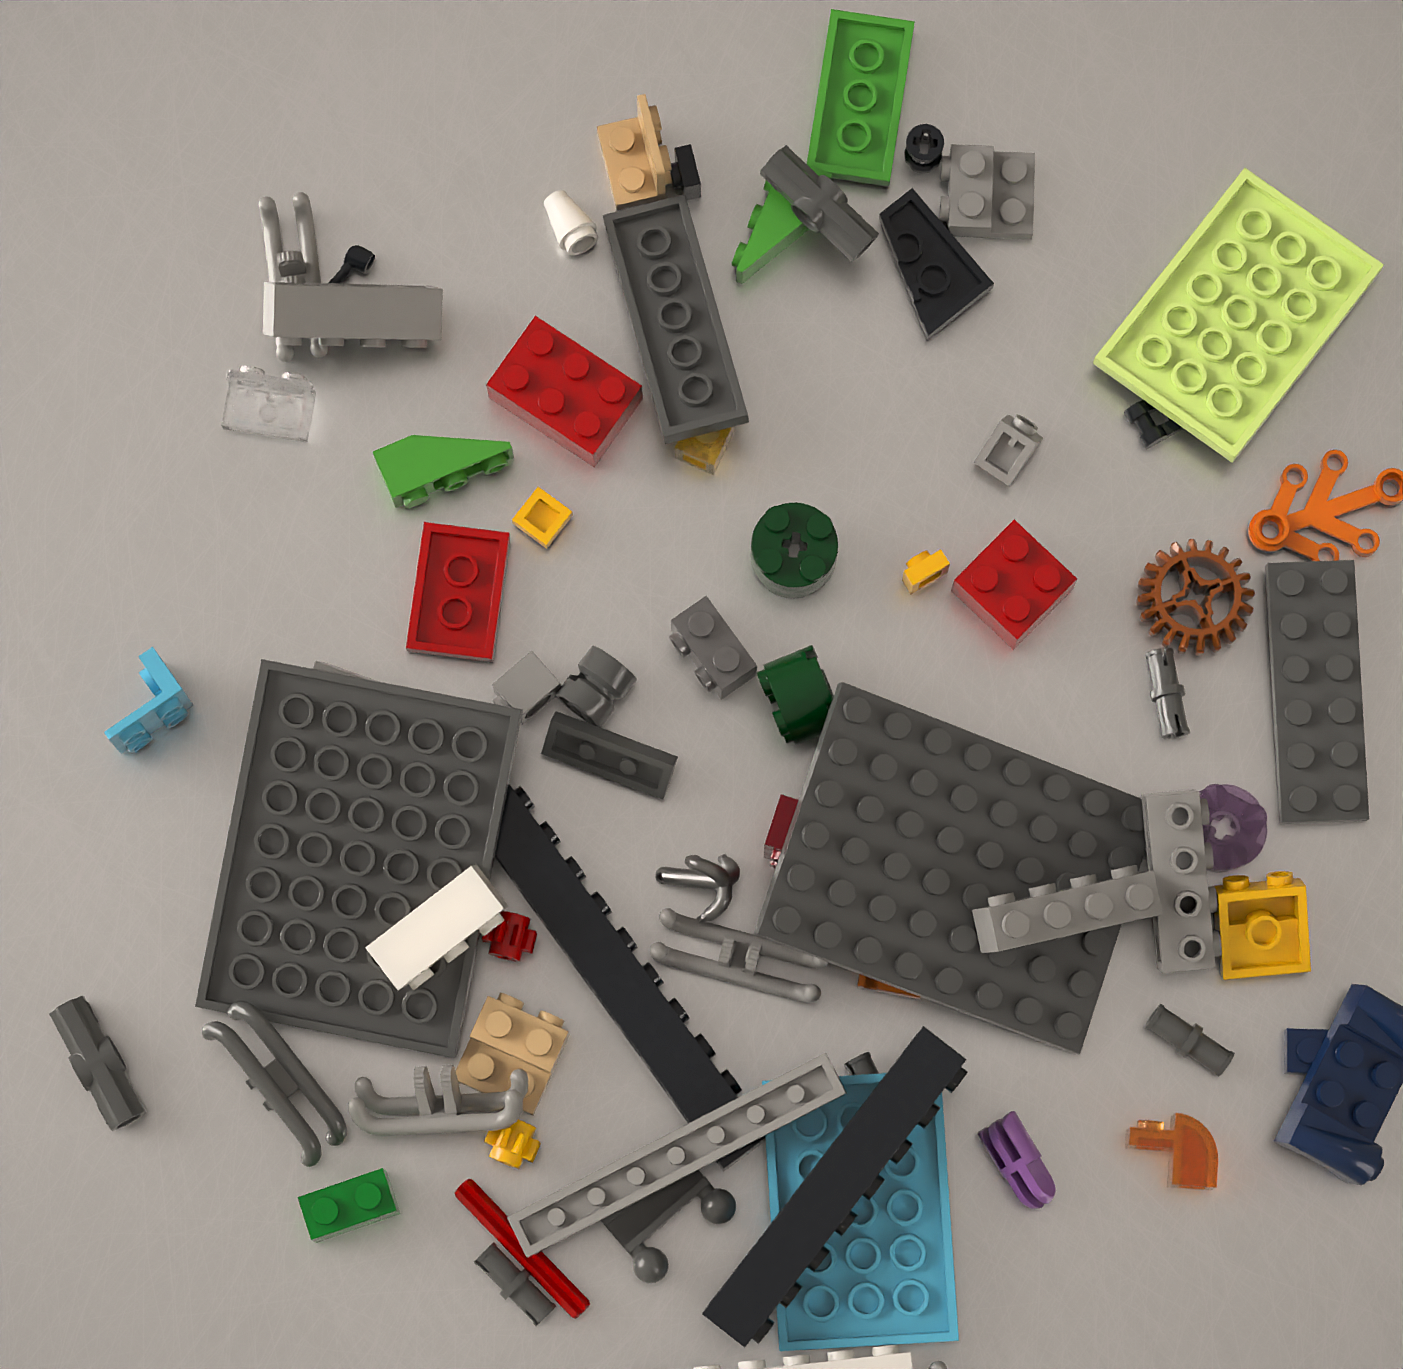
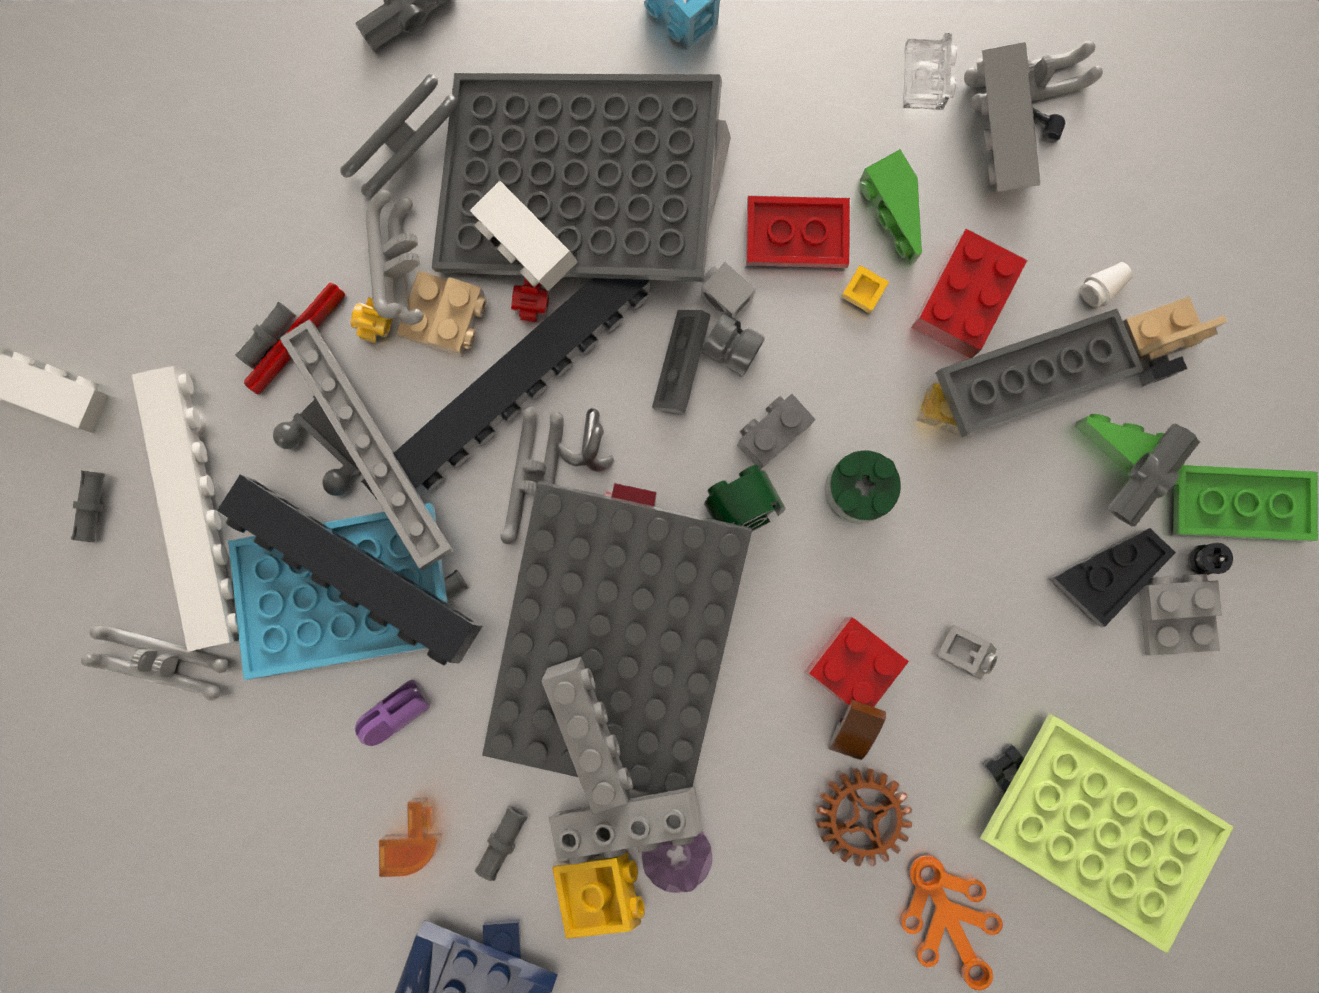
camera: 80 degrees right, 5 degrees up
(348, 1205) = (312, 203): green brick -> none
(924, 570) = (859, 593): yellow plate -> none
(1091, 590) = (857, 730): none -> reddish brown slope
(1167, 693) = (781, 800): dark grey pin -> none
(1317, 692) = (797, 924): dark grey plate -> none

